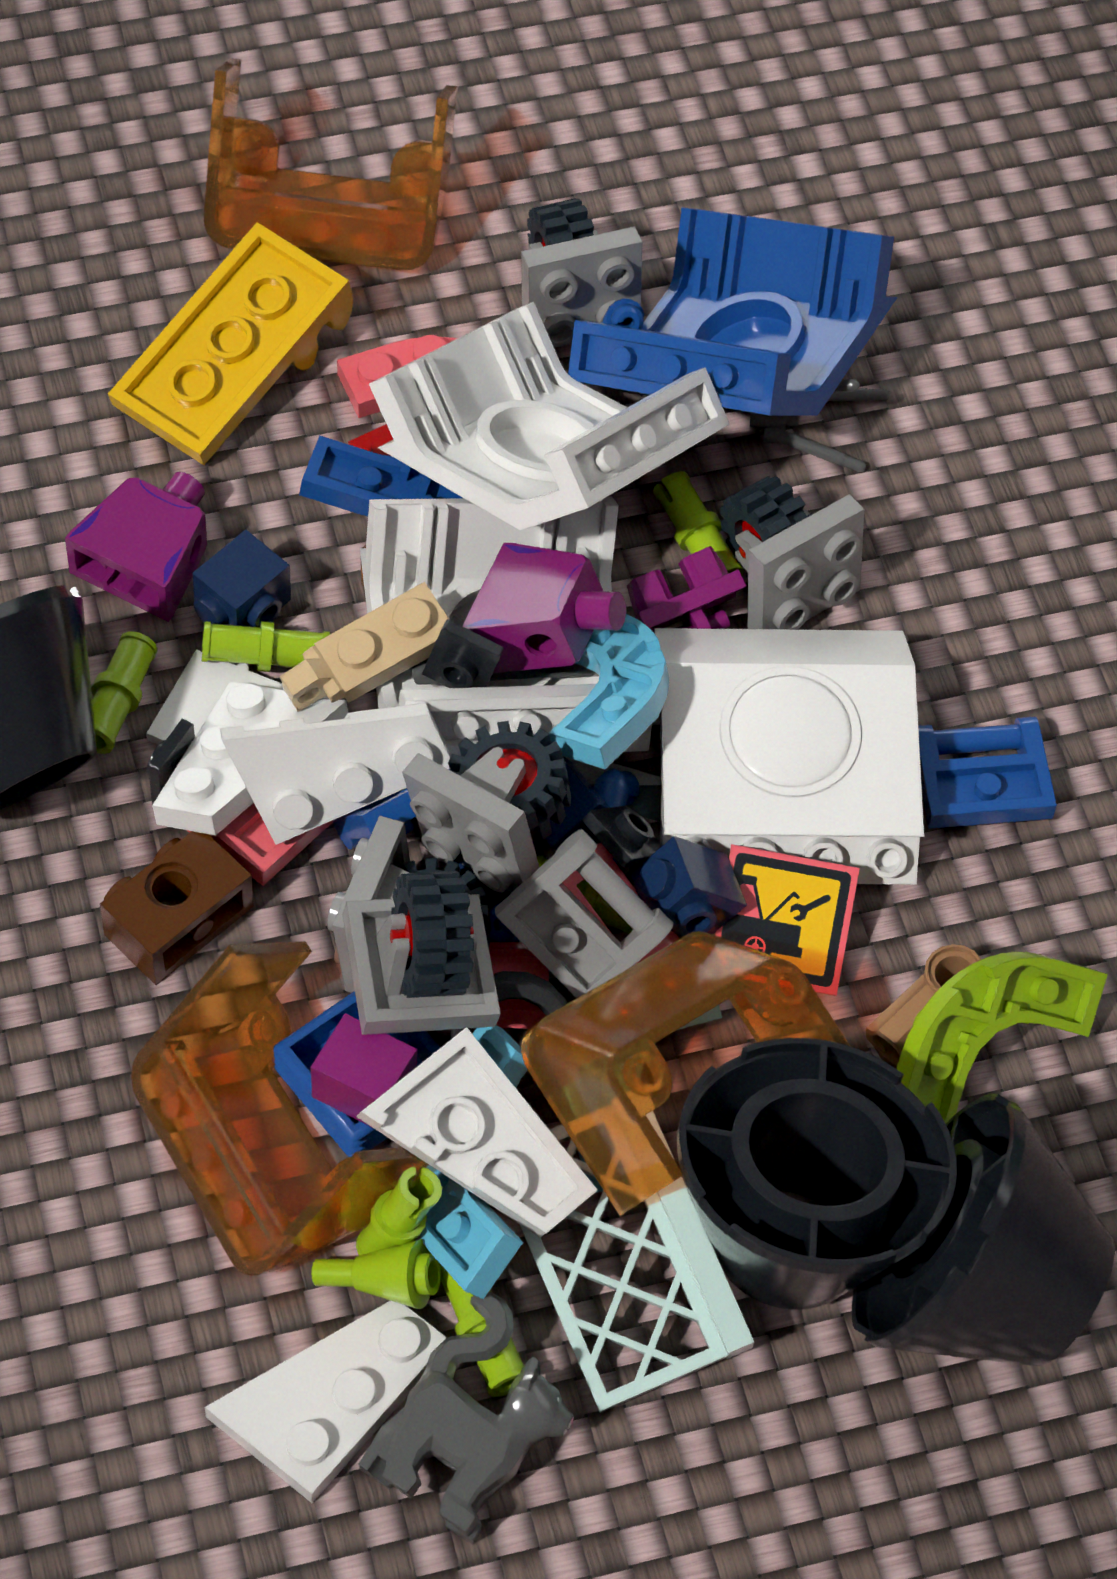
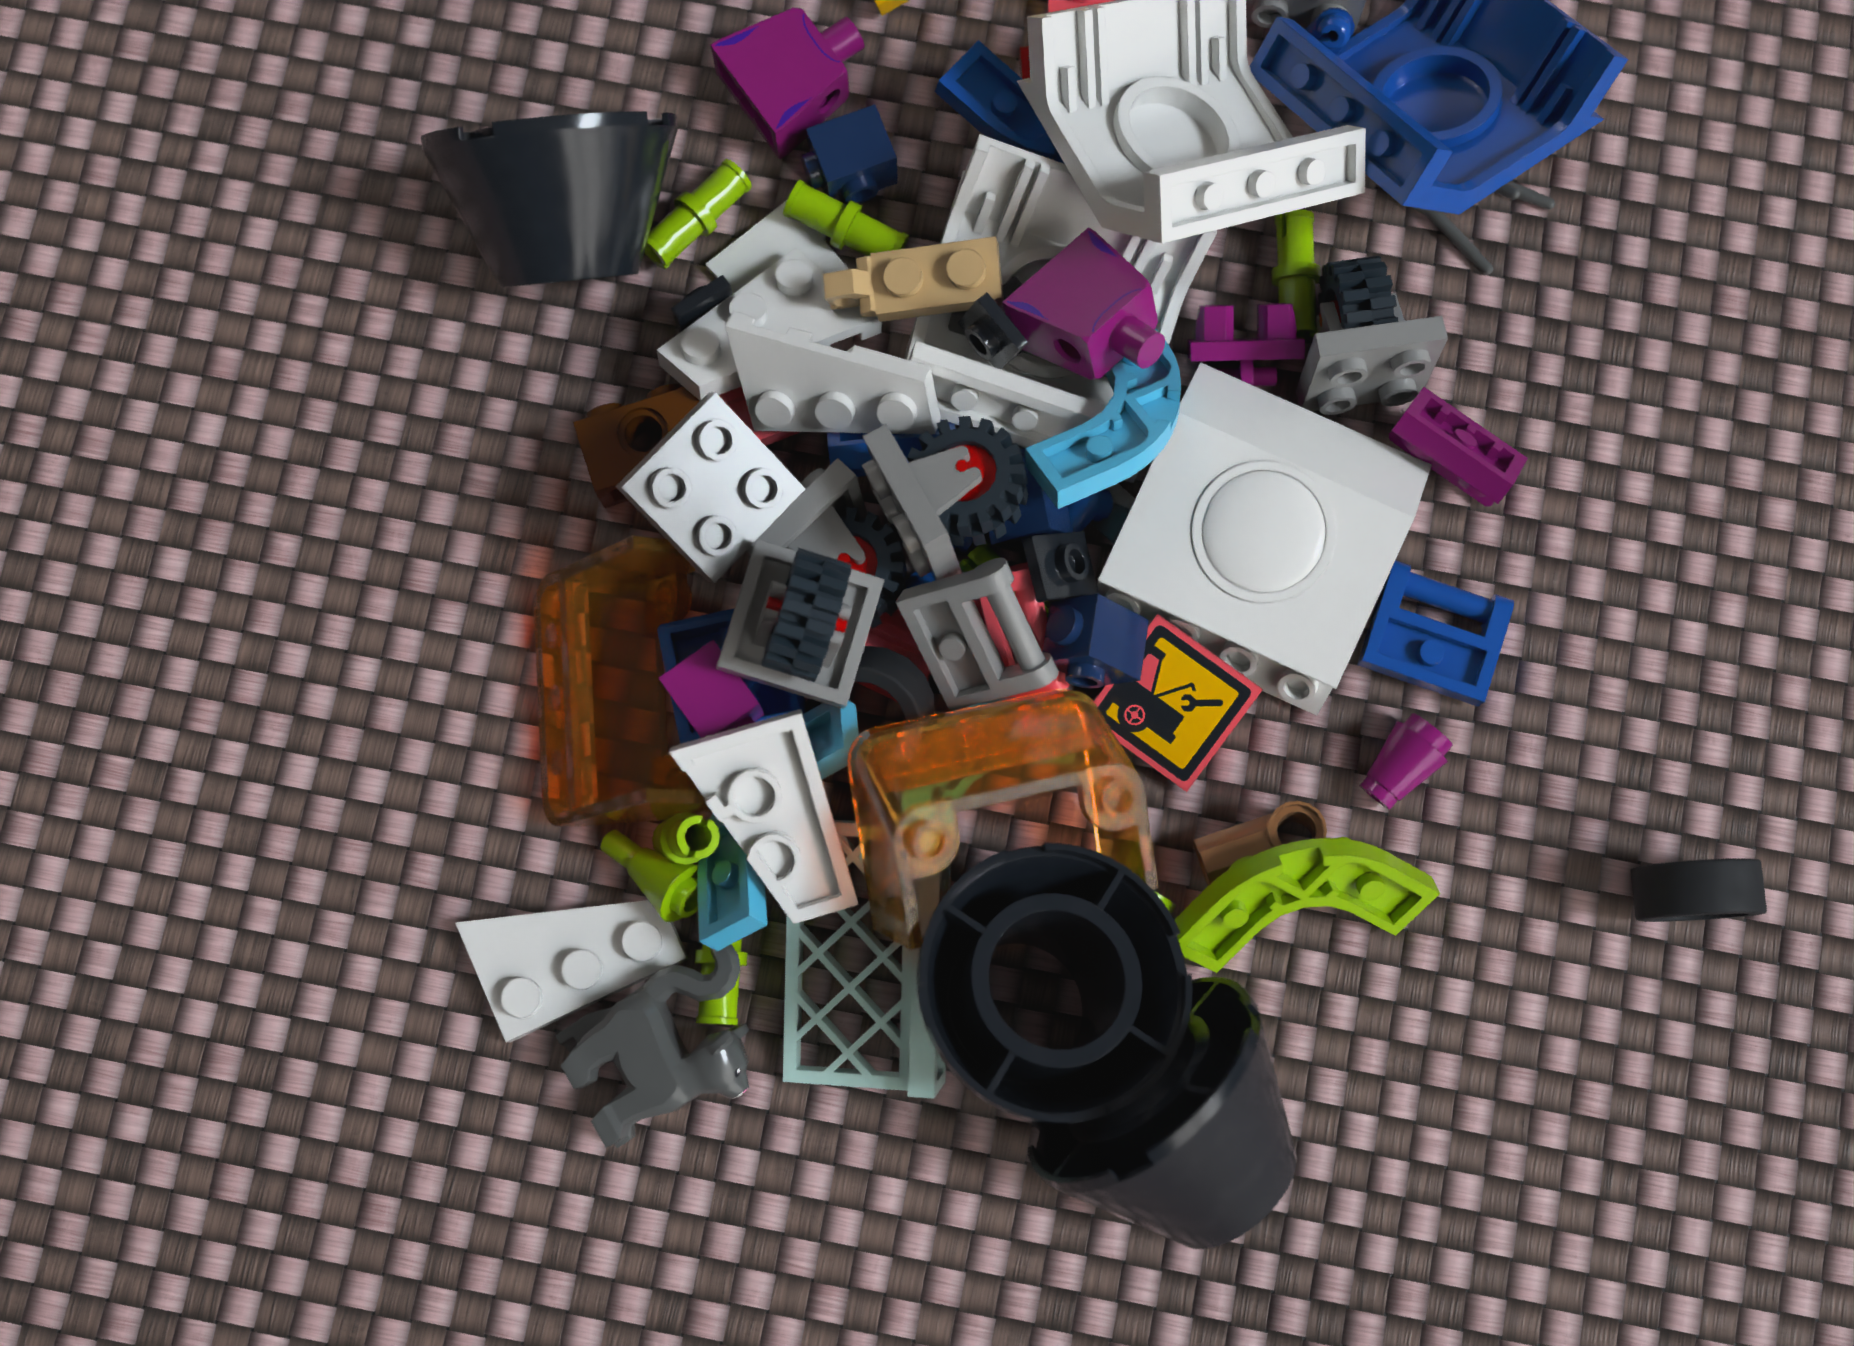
camera: 30 degrees right, 20 degrees up
(277, 880) = (710, 487): none -> plate
(925, 613) = (1458, 448): none -> magenta bracket
(1015, 884) = (1405, 760): none -> magenta cone

